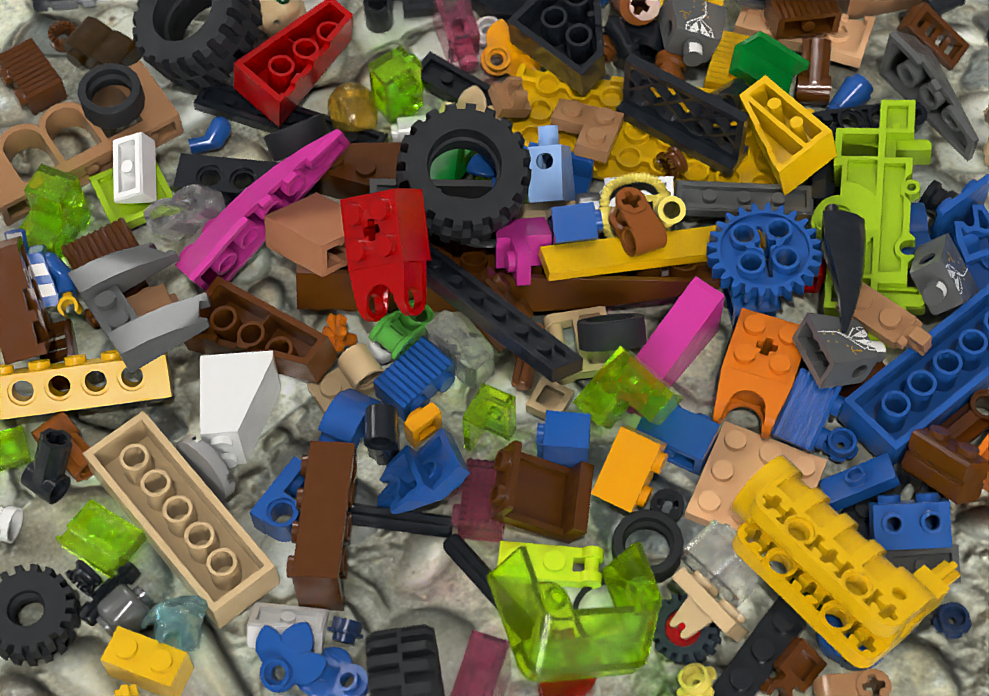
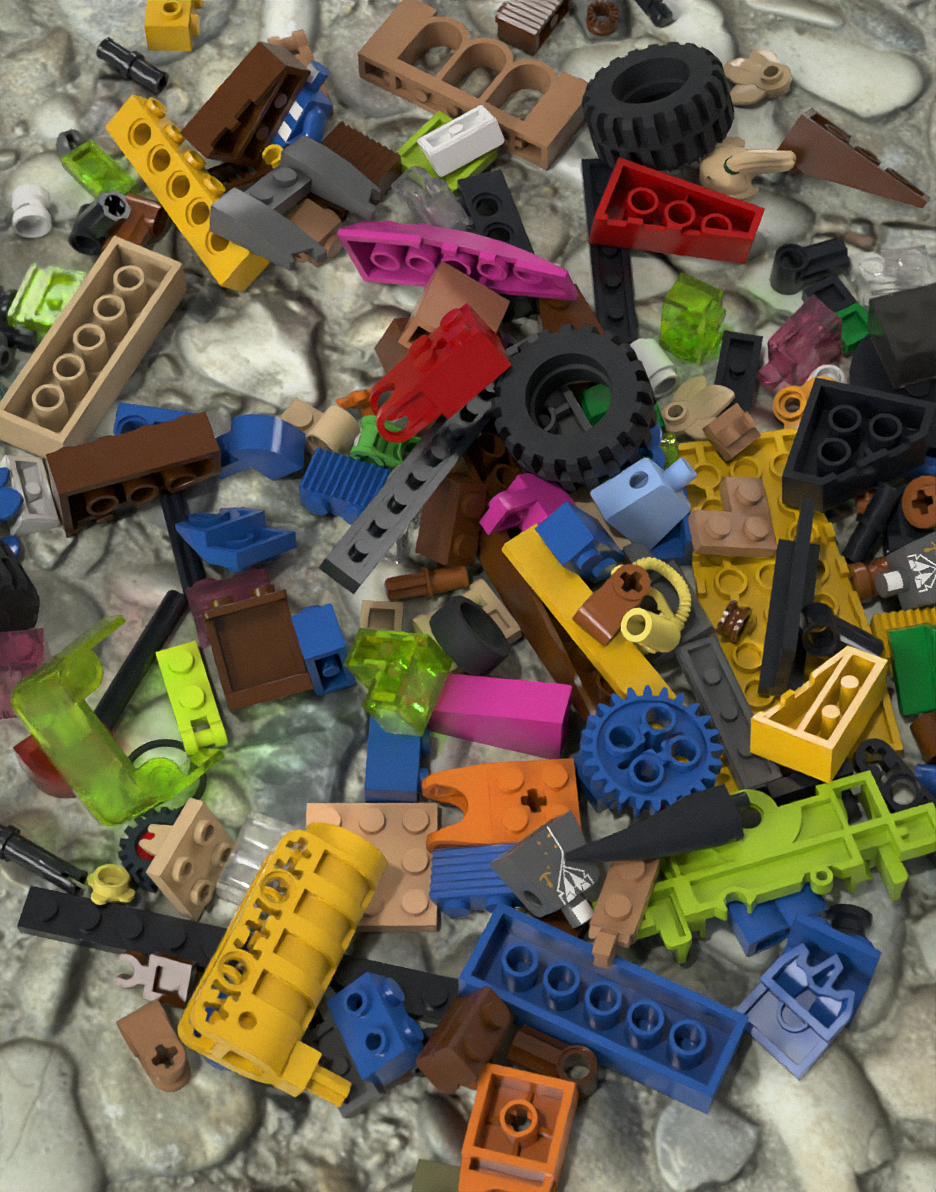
camera: 65 degrees right, 0 degrees up
(56, 209) = (378, 103): clear neon green brick -> none
(97, 44) = (596, 45): dark brown brick -> none
(105, 76) = (529, 55): black tyre -> none
(207, 465) = (152, 345): light grey tile -> none
(214, 137) = (549, 195): blue arm -> none
(236, 401) = (229, 339): white slope -> none
(250, 325) = (324, 324): reddish brown wedge -> none
(296, 136) = (580, 261): black tyre -> none
(345, 630) = (39, 543): dark blue plate -> none
(352, 107) = (643, 295): clear yellow hair -> none
(381, 432) = (256, 477): black piece -> none
(422, 424) = (296, 515): light orange plate -> none
(489, 411) = (307, 553): clear neon green panel -> none
(630, 469) = (321, 723): light orange brick -> none
(657, 522) = (242, 752): black tyre -> none
(673, 496) = (318, 777): black bush -> none
(845, 437) = (463, 923): blue plate -> none
(860, 482) = (415, 964): blue plate -> none
(945, 278) = (718, 954): dark grey torso -> none
(958, 613) = (294, 1113): dark blue plate -> none

